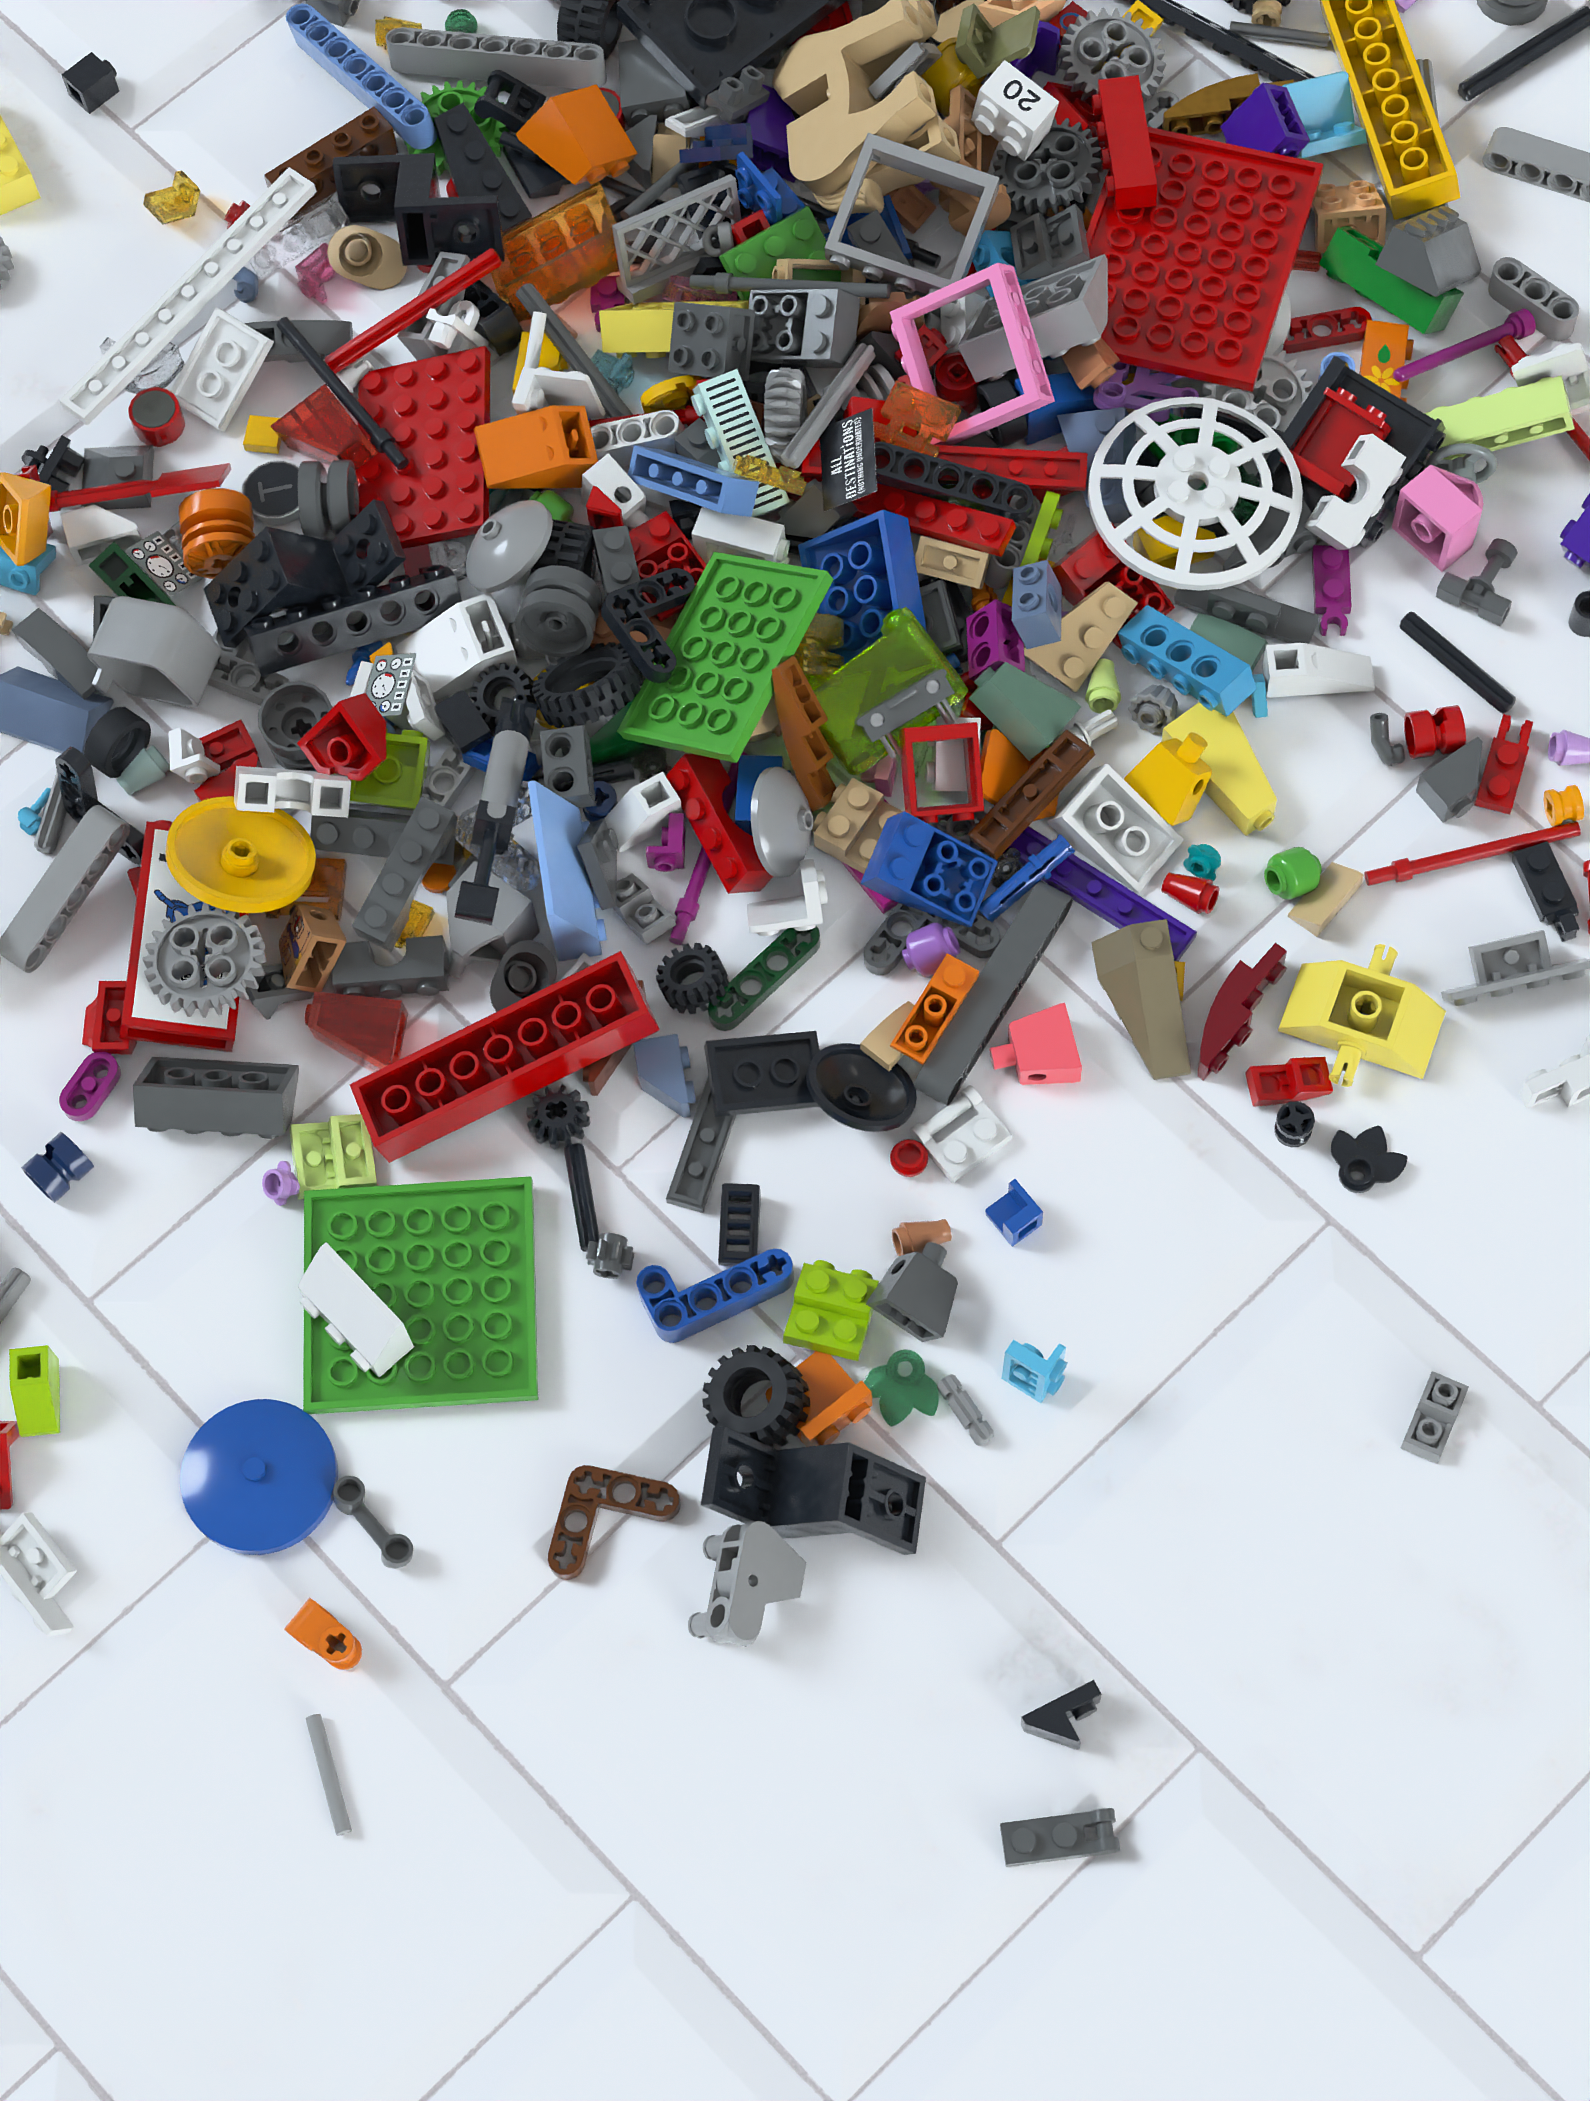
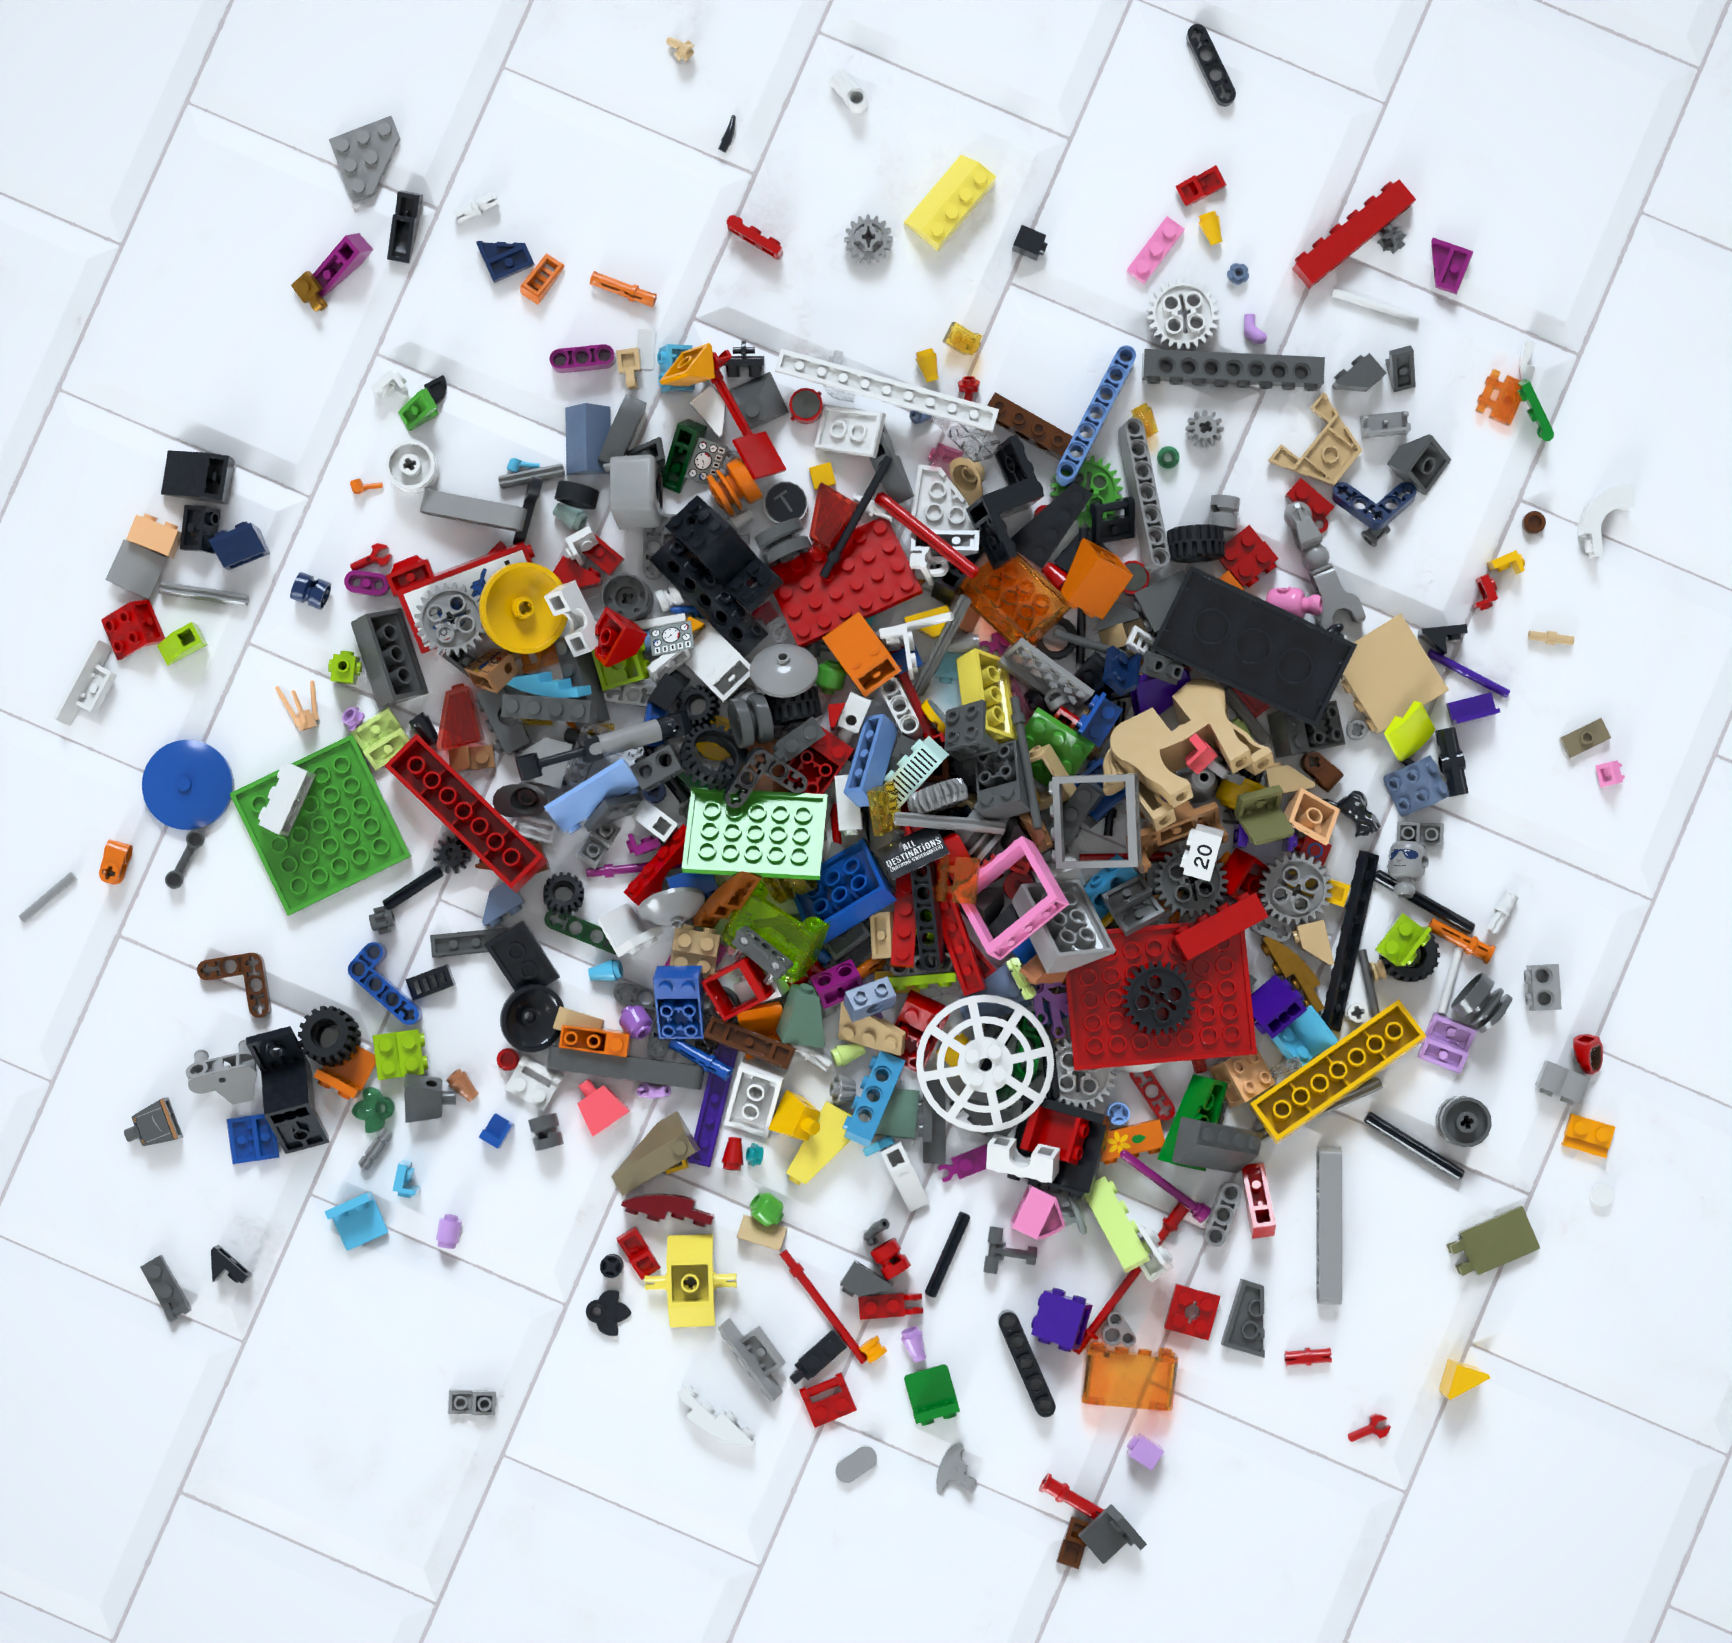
camera: 60 degrees right, 20 degrees up
(57, 1067) = (372, 558): none -> red bar
(179, 252) = (927, 363): none -> yellow cone
(200, 1161) = (350, 674): none -> lime brick
(245, 1252) = (303, 719): none -> light nougat plant
(330, 678) = (669, 598): none -> white wheel
(337, 1087) = (424, 728): none -> black cone
(360, 881) = (544, 685): none -> medium azure slope
(372, 299) = (938, 501): none -> white plate
(429, 1025) = (472, 758): none -> medium nougat slope
(552, 196) = (1054, 575): none -> red cone
(588, 333) = (964, 643): none -> light grey cone
(779, 1742) = (154, 1124): none -> dark grey torso
(837, 963) = (607, 971): none -> medium azure cone
(868, 1596) = (251, 1139): none -> blue slope
(877, 72) = (1201, 755): none -> coral panel
(1032, 1133) = (545, 1123): none -> dark grey wheel
(1048, 968) = (653, 1091): none -> lavender arm
(1070, 1478) = (358, 1220): none -> medium azure bracket
(1092, 403) = (1015, 965): none -> yellowish green axle
(1144, 1343) = (448, 1231): none -> lavender brick
(1194, 244) = (1168, 980): none -> black gear
(1196, 67) = (1314, 940): none -> tan slope
(1308, 54) = (1361, 1016): none -> white bush
(1356, 149) = (1285, 1067): none -> clear axle
(1547, 249) = (1258, 1201): none -> slope

